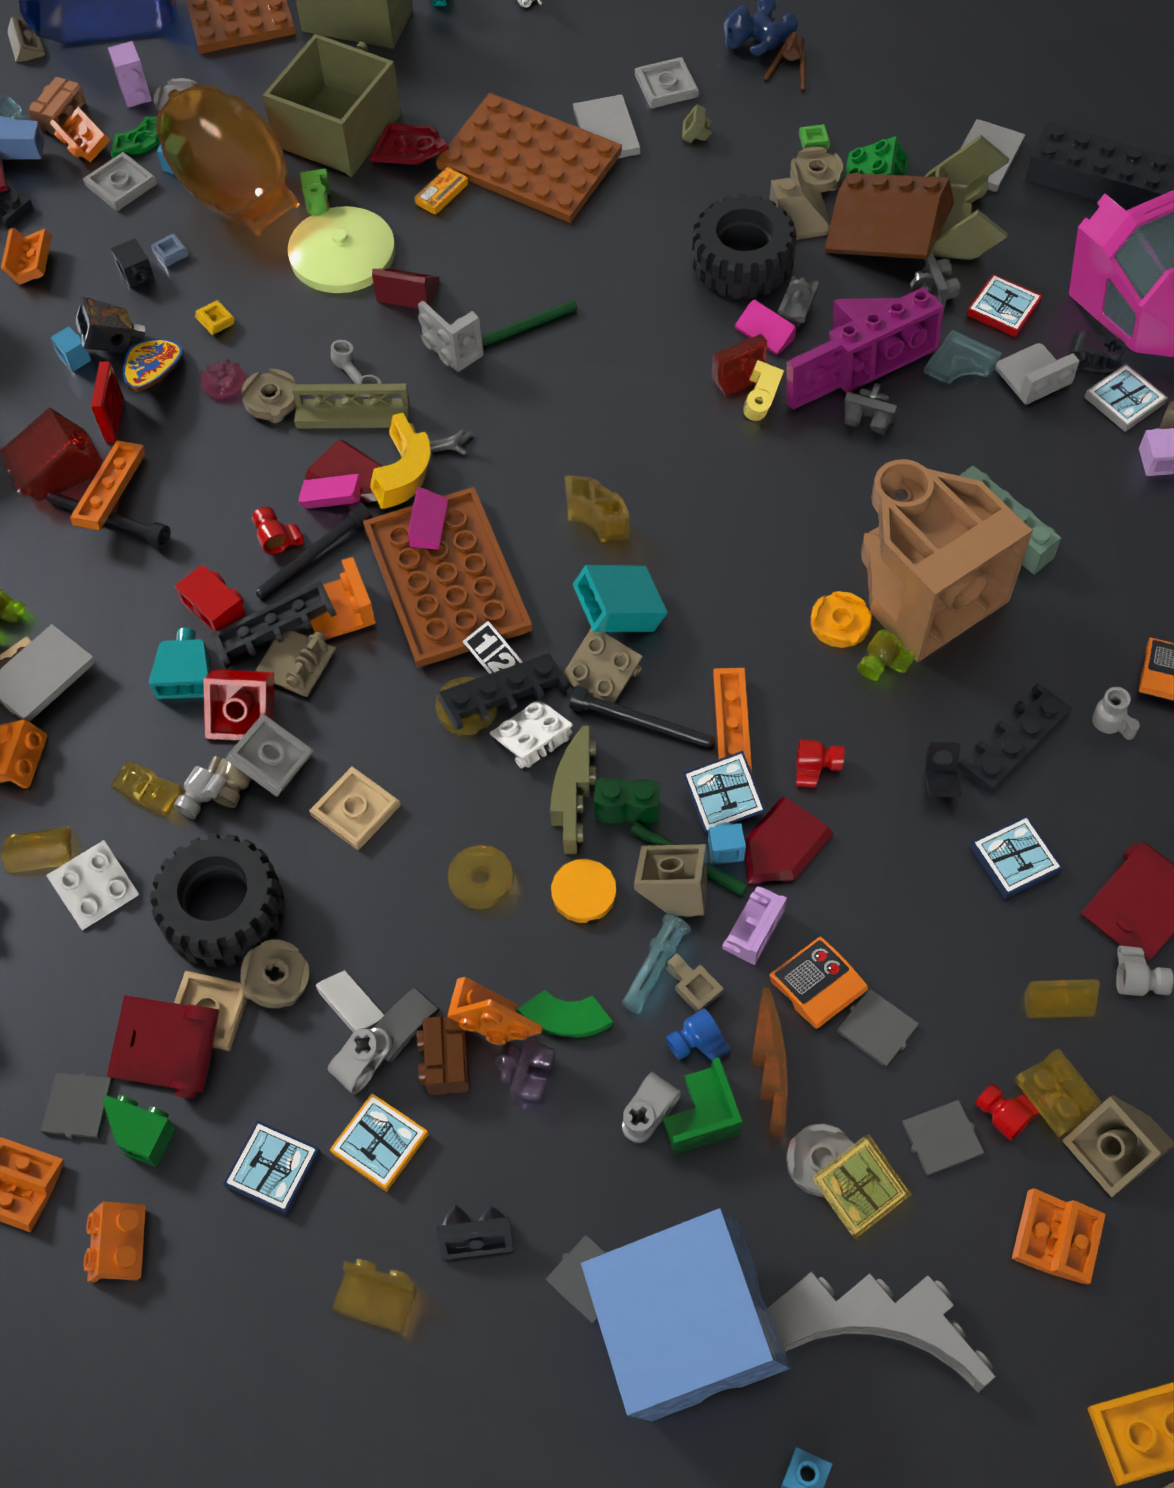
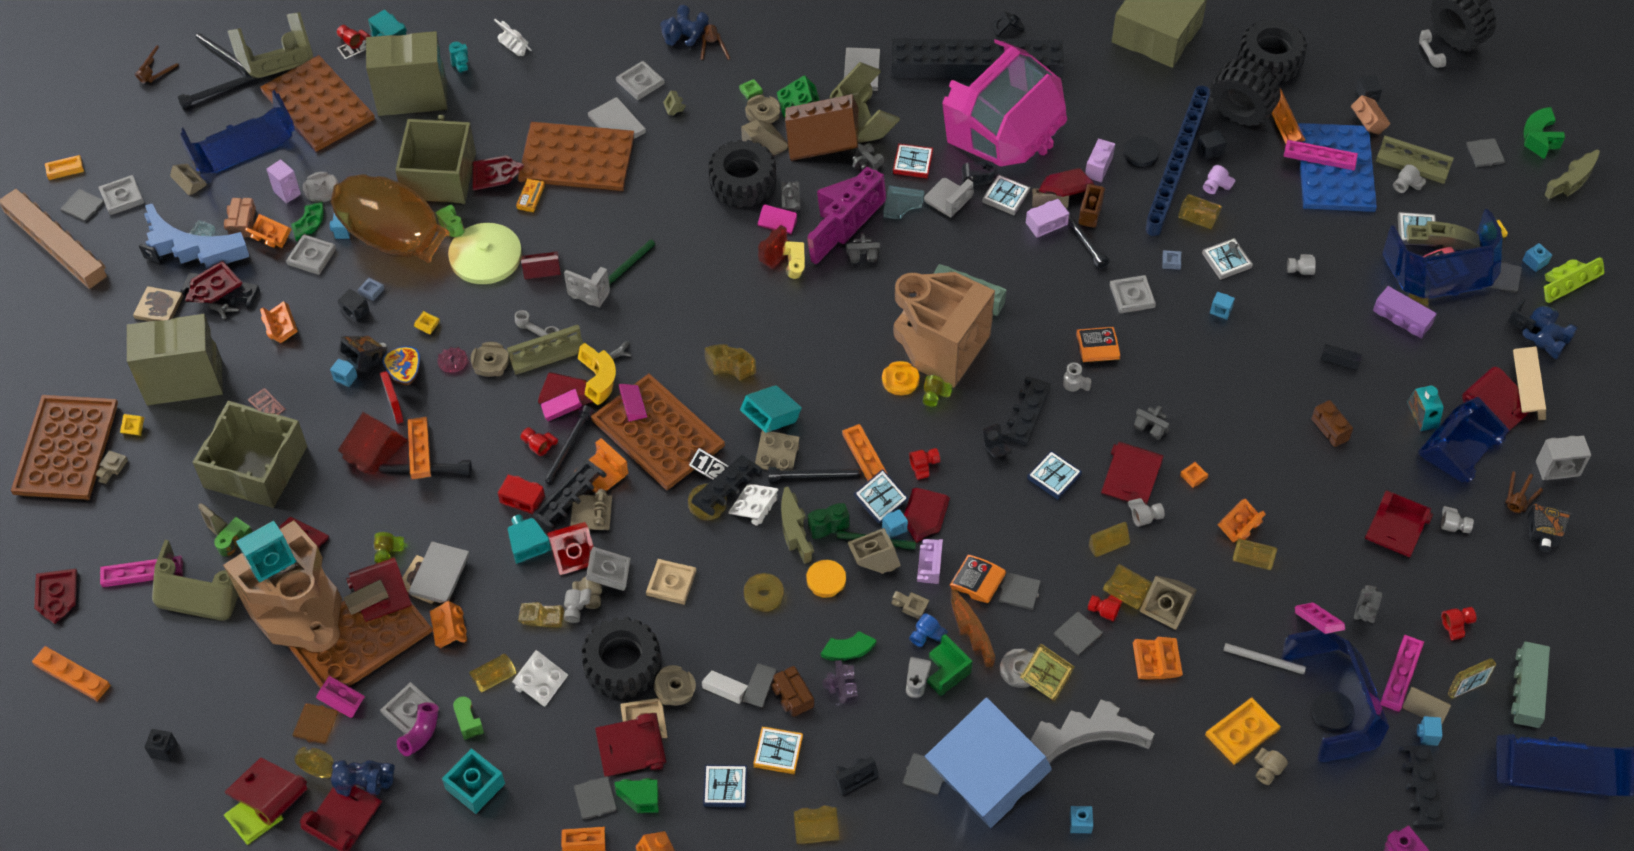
camera: 25 degrees left, 5 degrees down
(360, 1058) = (745, 713): light grey piece -> none
(489, 1013) = (811, 660): orange bracket -> none
(658, 947) = (885, 593): clear light blue pin -> none

